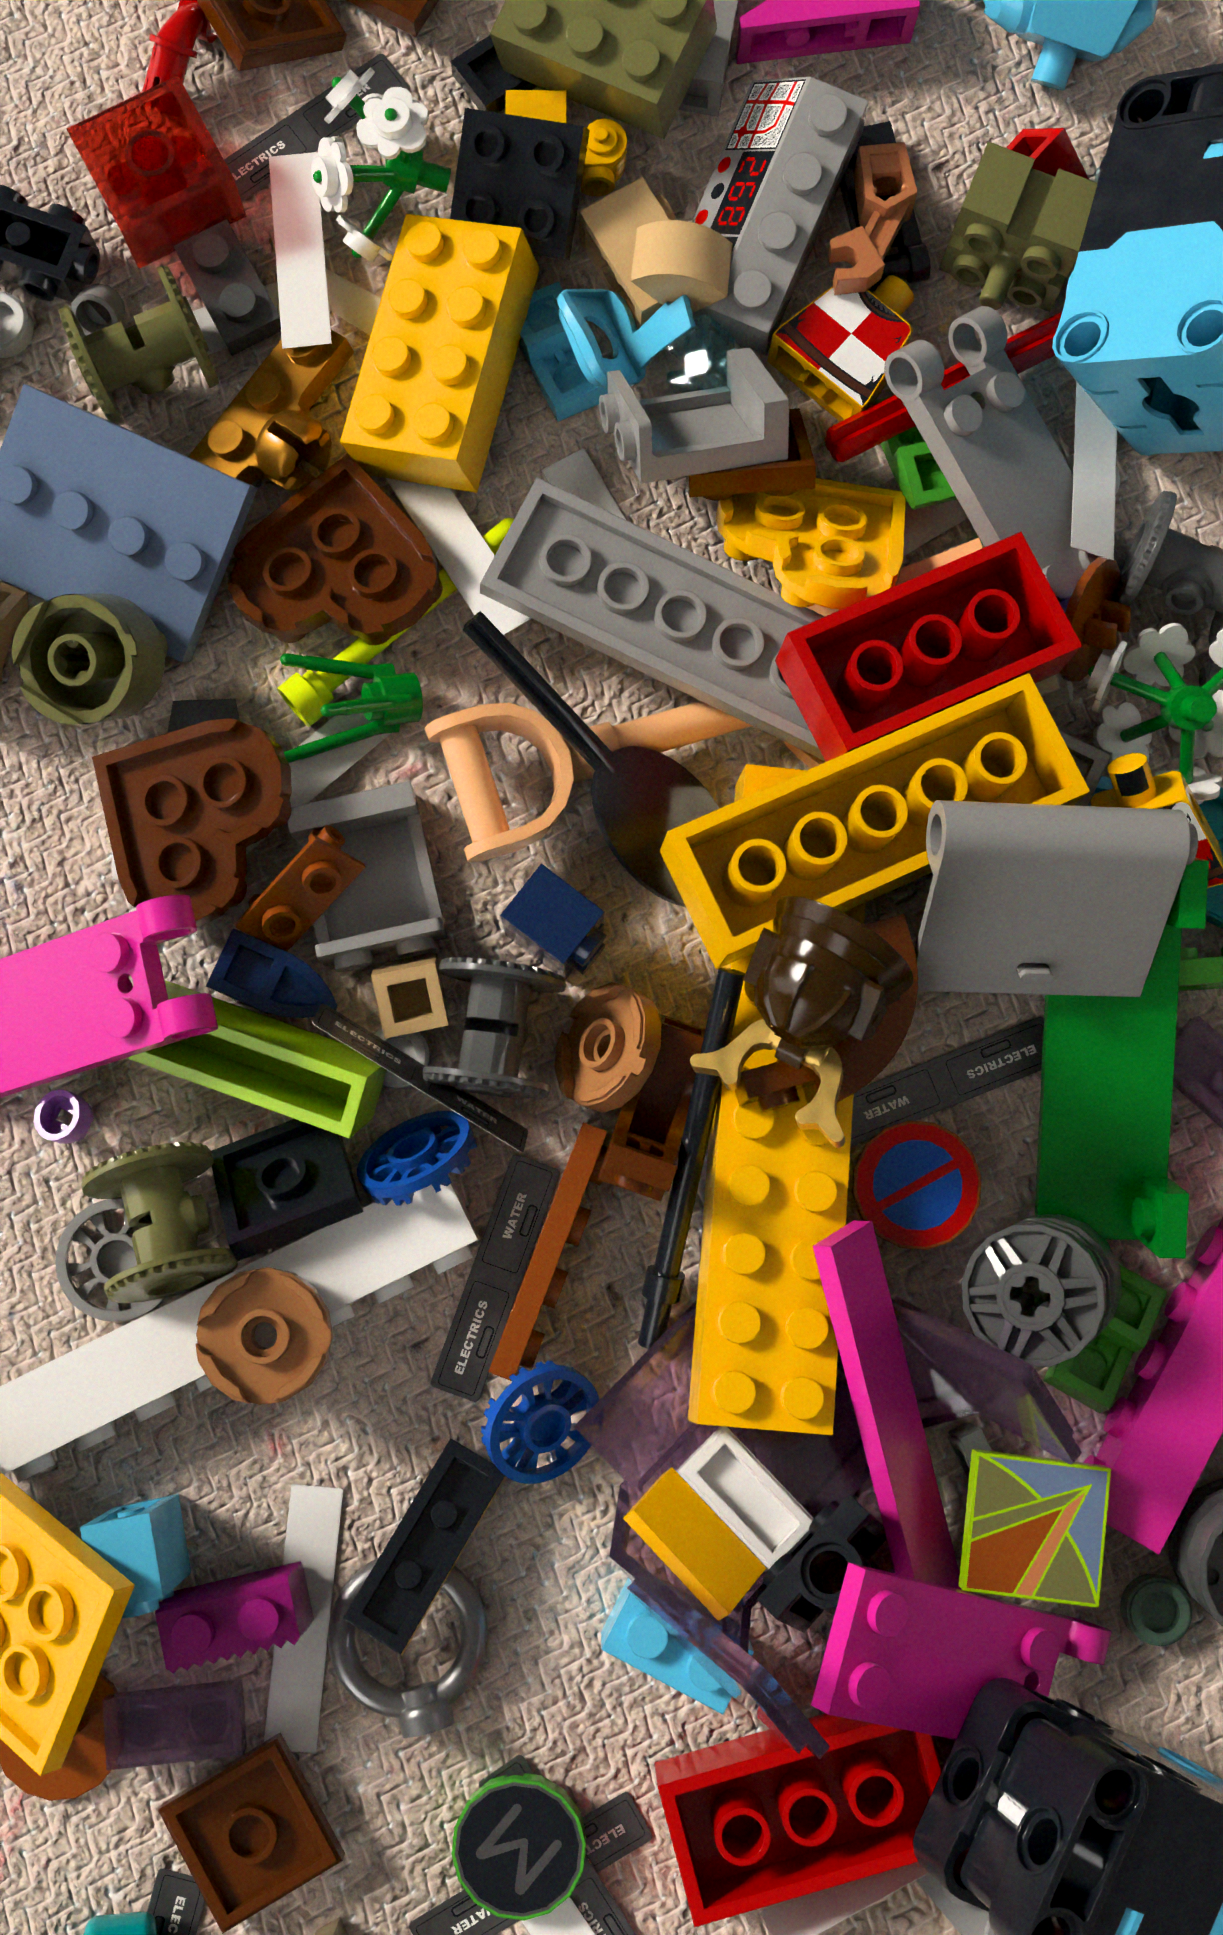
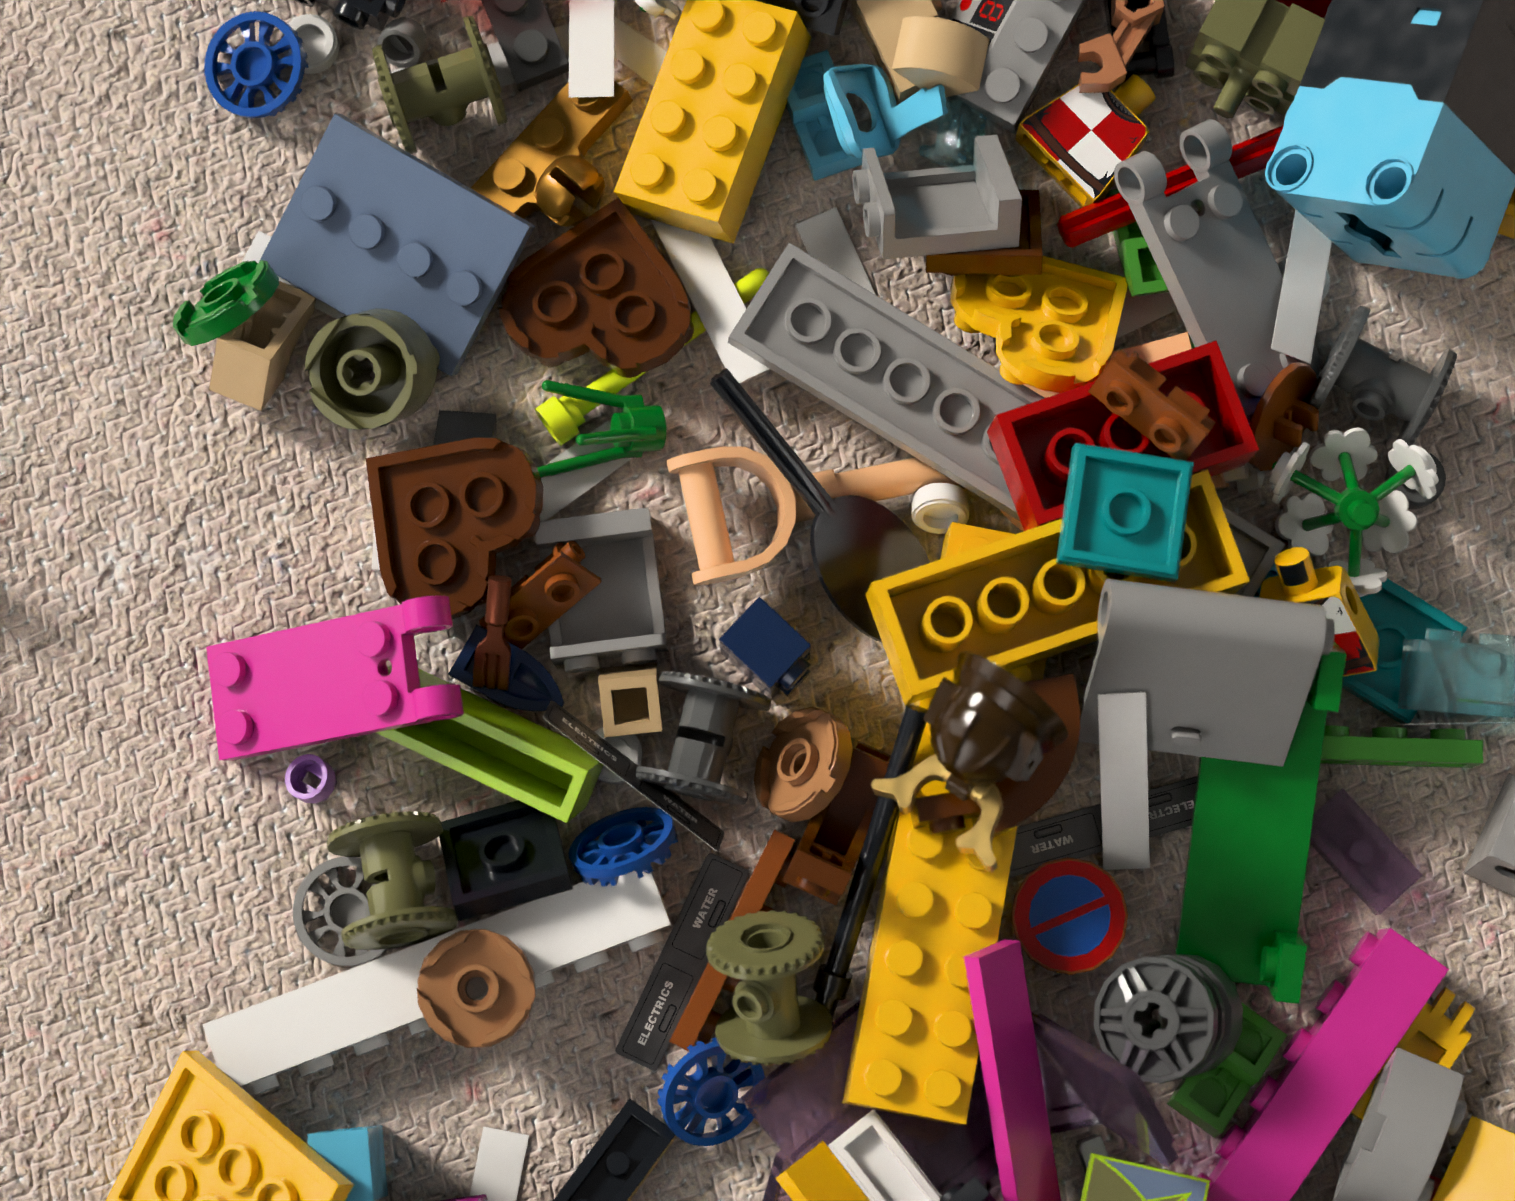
camera: 15 degrees right, 0 degrees up
(252, 957) = (493, 652): none -> copper piece
(596, 1333) = (767, 1014): none -> olive hose
(726, 752) = (938, 506): none -> white tile
(944, 727) = (1124, 512): none -> teal tile
(966, 1027) = (1124, 780): none -> white sticker
(973, 617) = (1131, 391): none -> dark orange hinge

